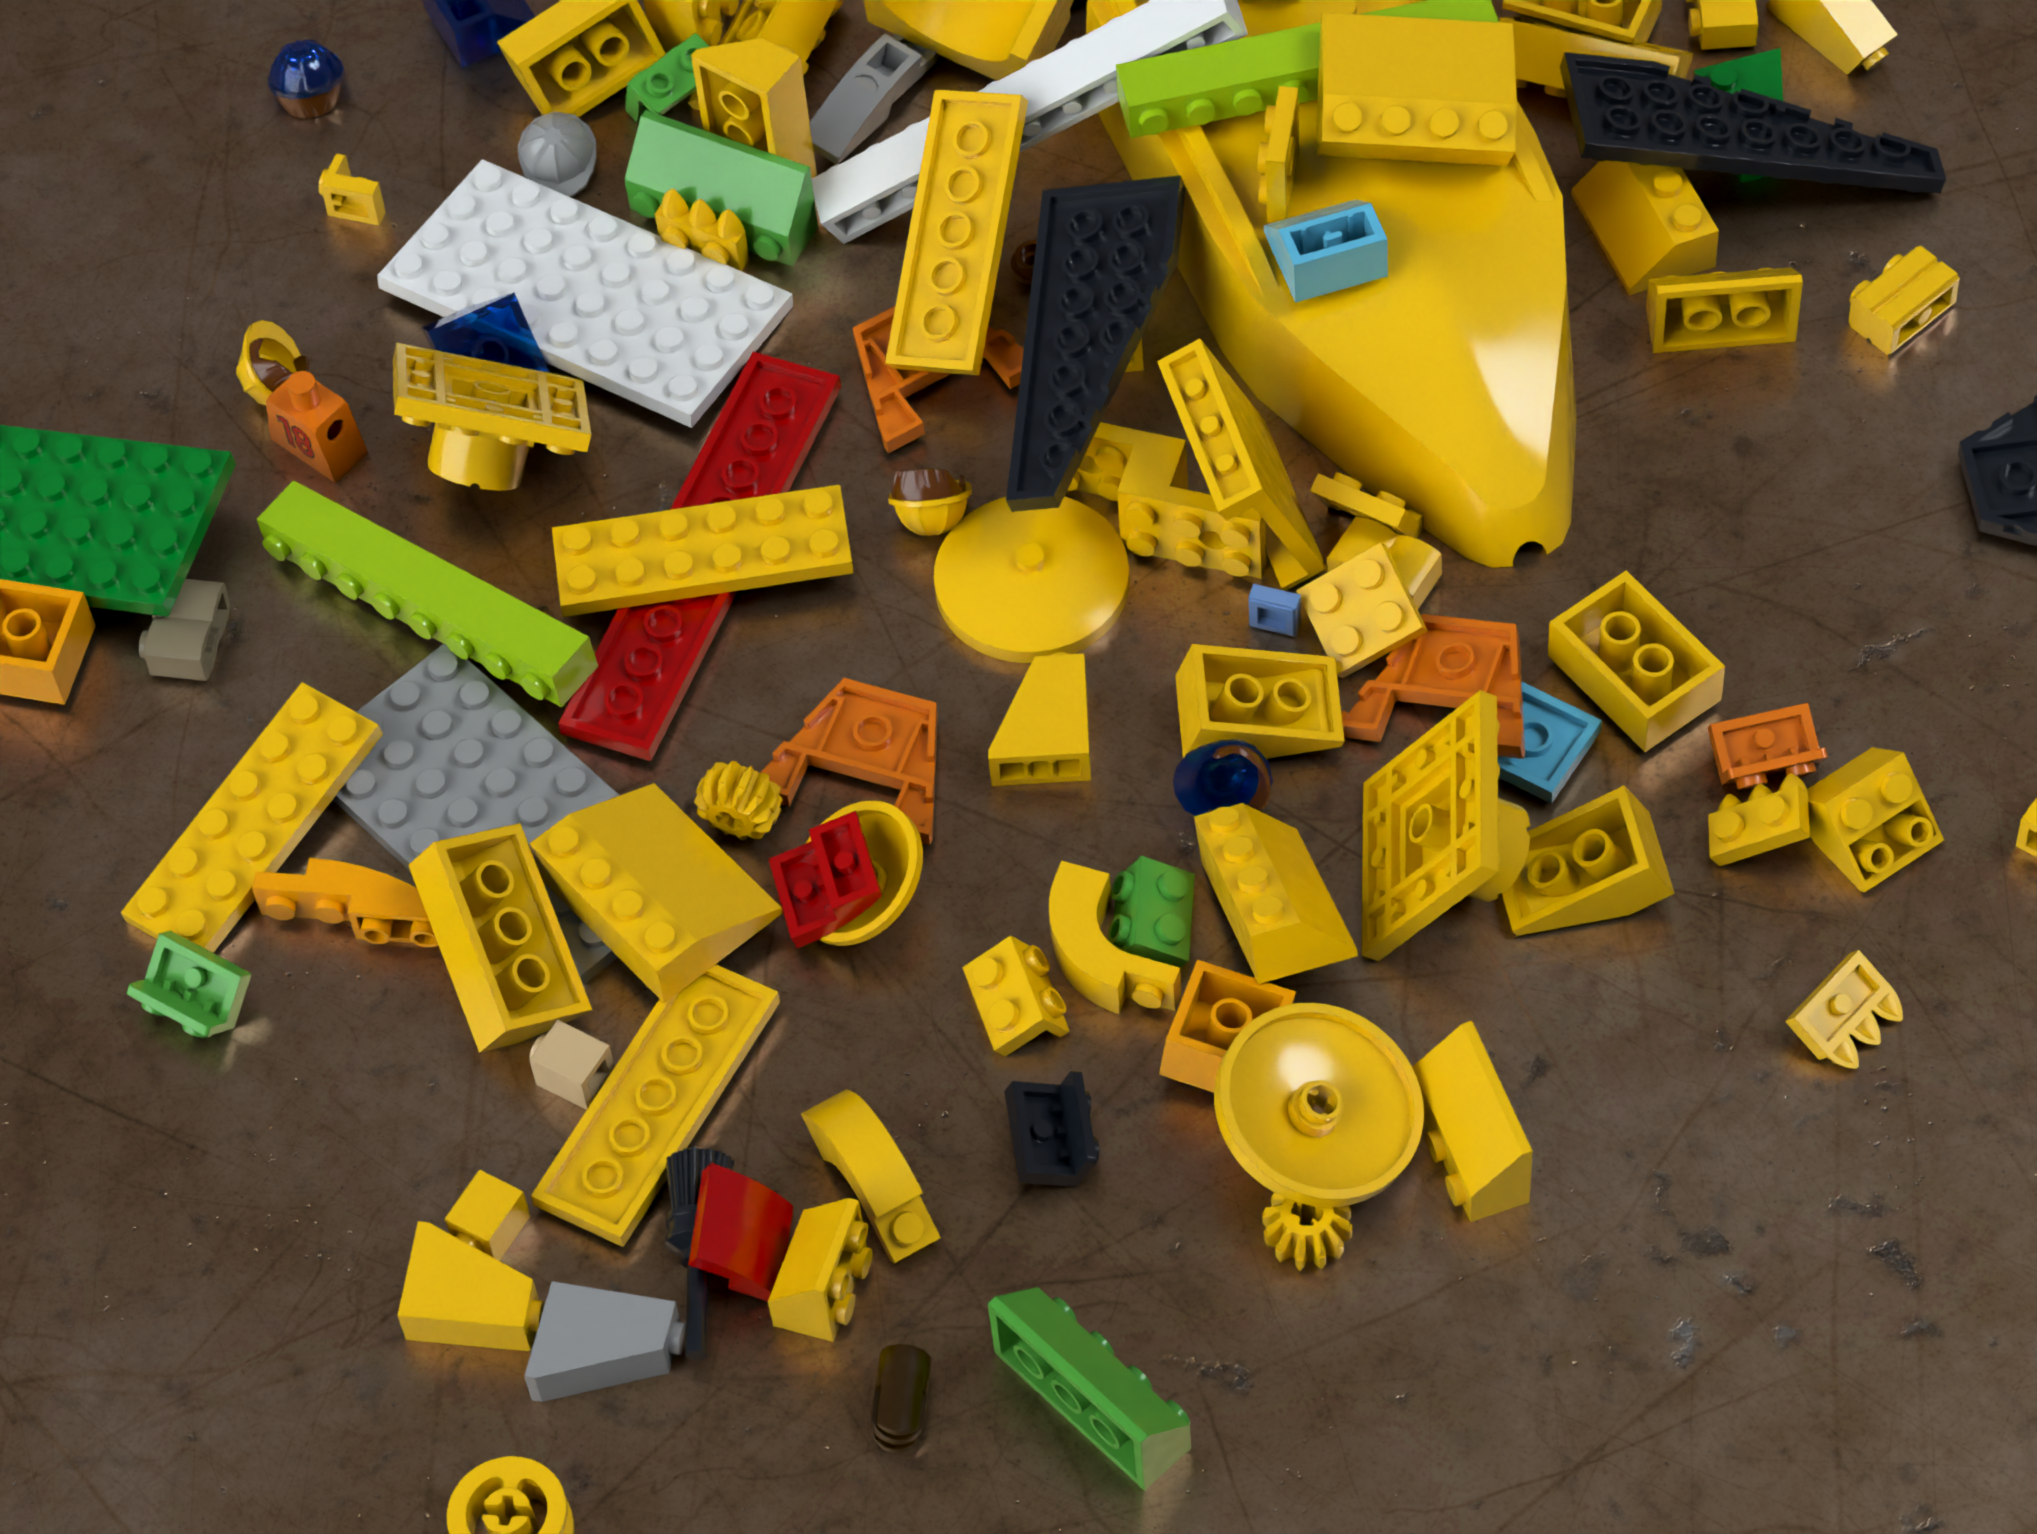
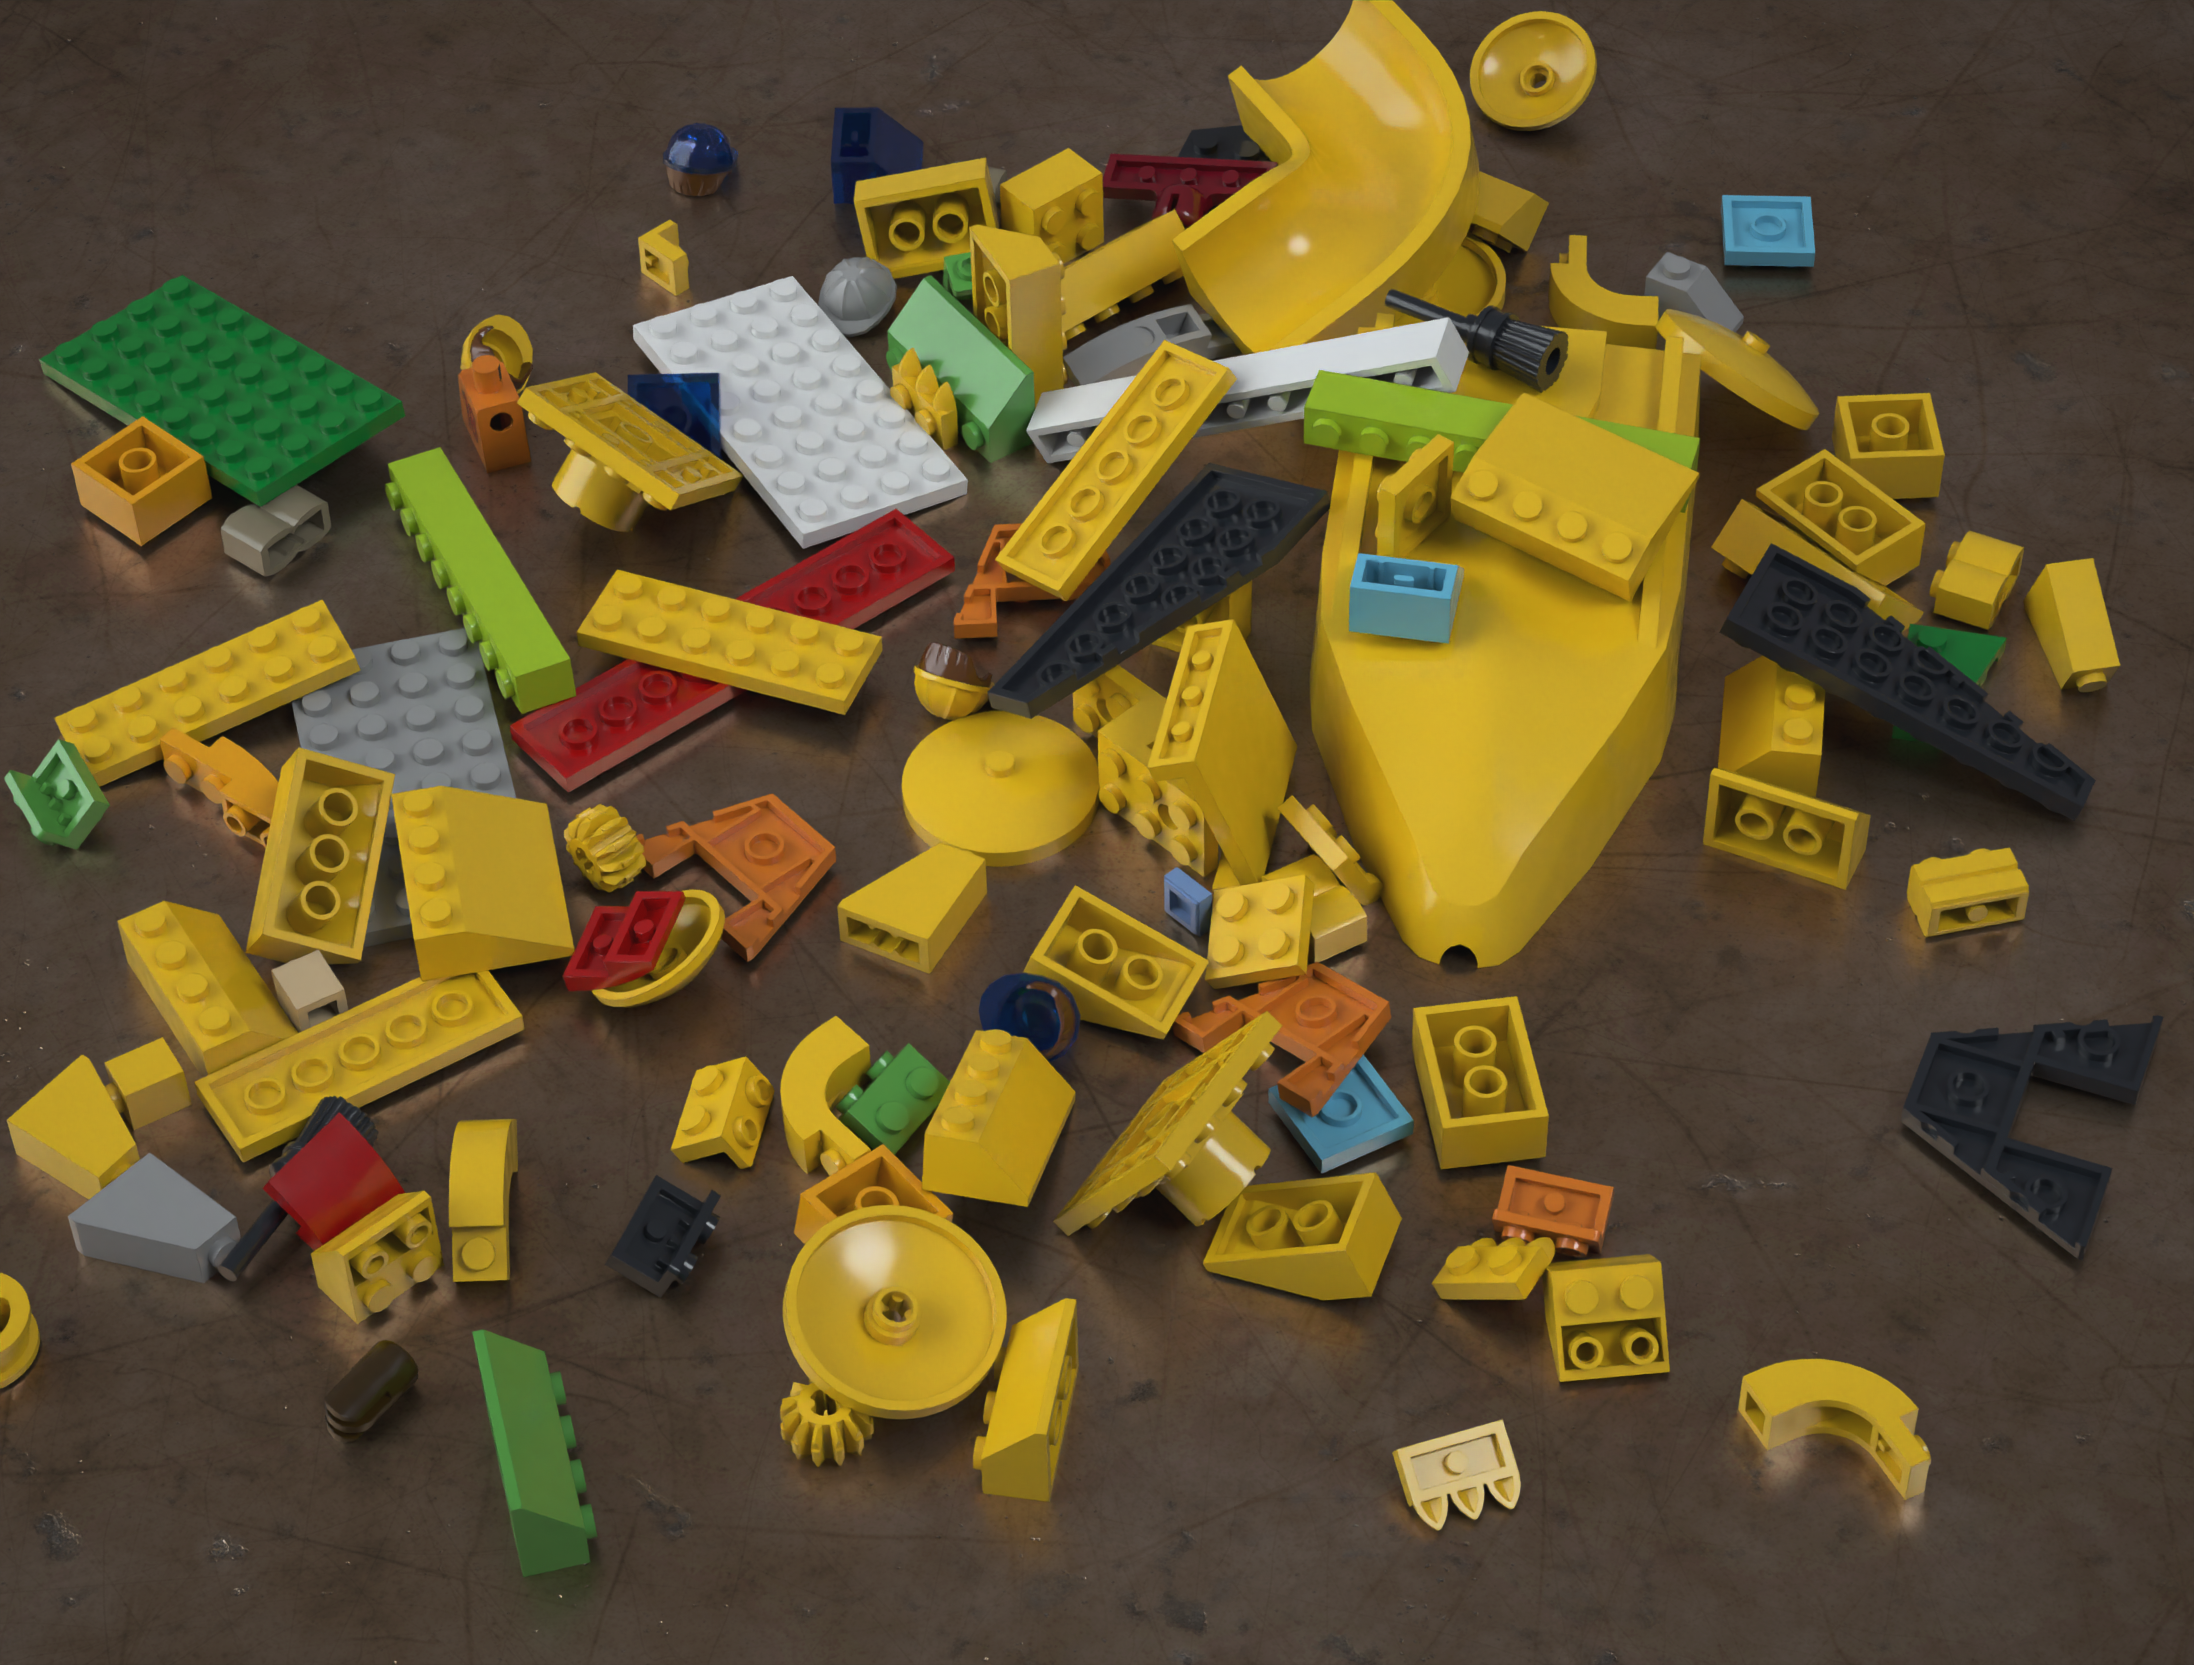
camera: 25 degrees right, 10 degrees down
(468, 1106) = (203, 984): none -> yellow slope

